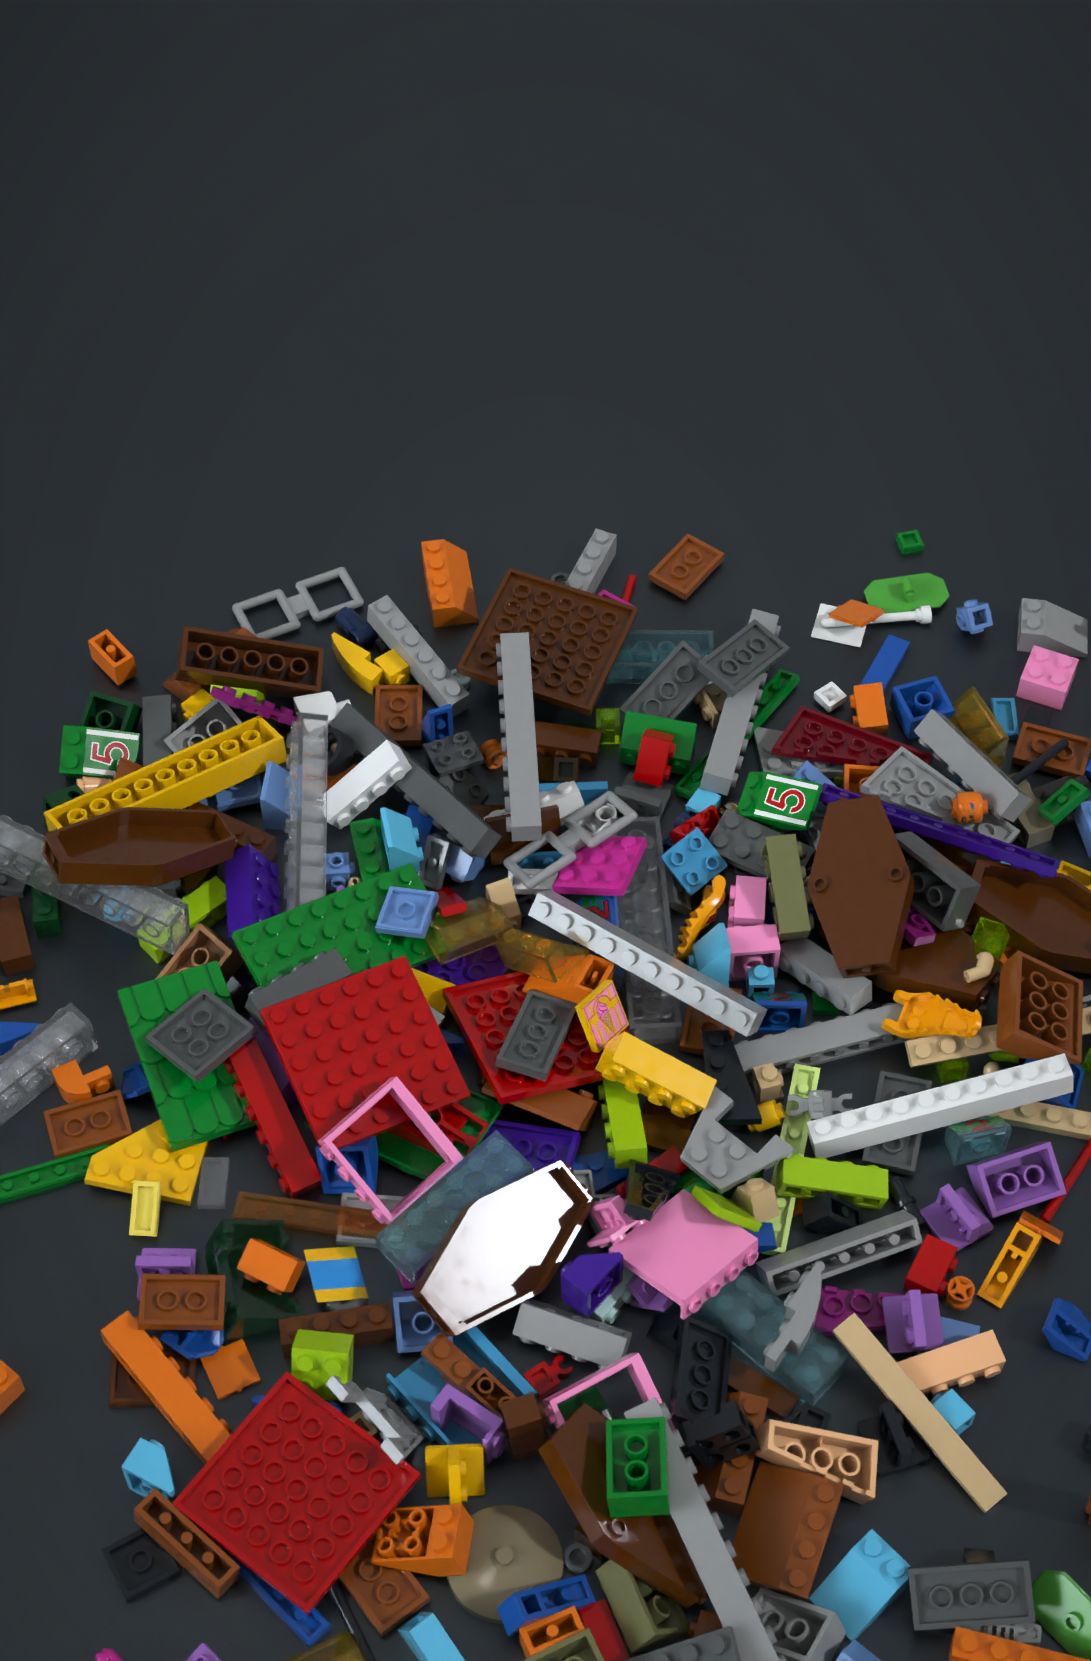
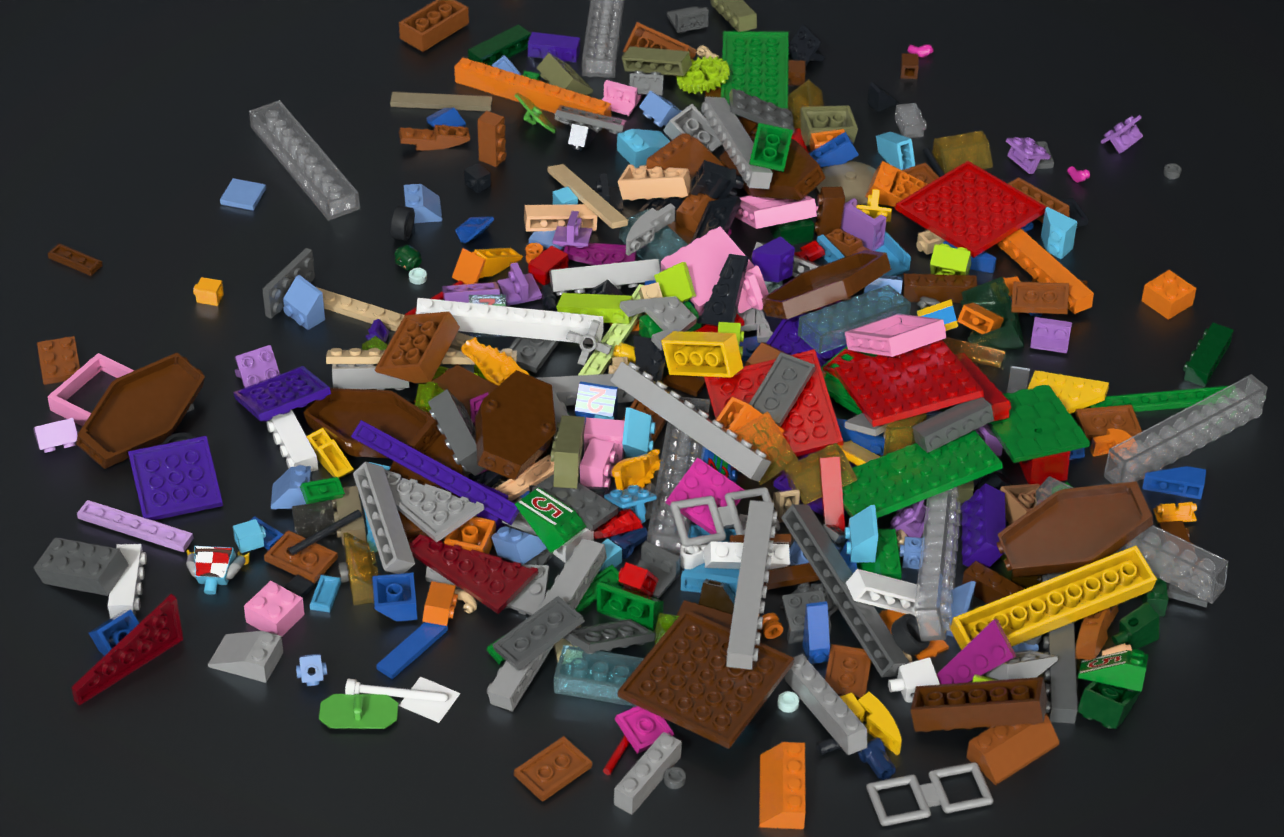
camera: 170 degrees left, 10 degrees down
(112, 657) = (1106, 756): orange brick -> none
(145, 1208) = (1065, 366): light yellow tile -> none
(201, 1035) = (1026, 407): dark grey plate -> none
(396, 1428) = (911, 233): light grey wing -> none
(407, 912) = (864, 473): medium blue tile -> none
(602, 1015) = (732, 390): tile -> none
(830, 696) = (466, 629): white plate -> none
(856, 613) = (413, 693): orange piece -> none
(909, 542) = (331, 764): green tile -> none
(968, 807) = (404, 479): orange head -> none
(982, 969) = (447, 375): tan arm -> none

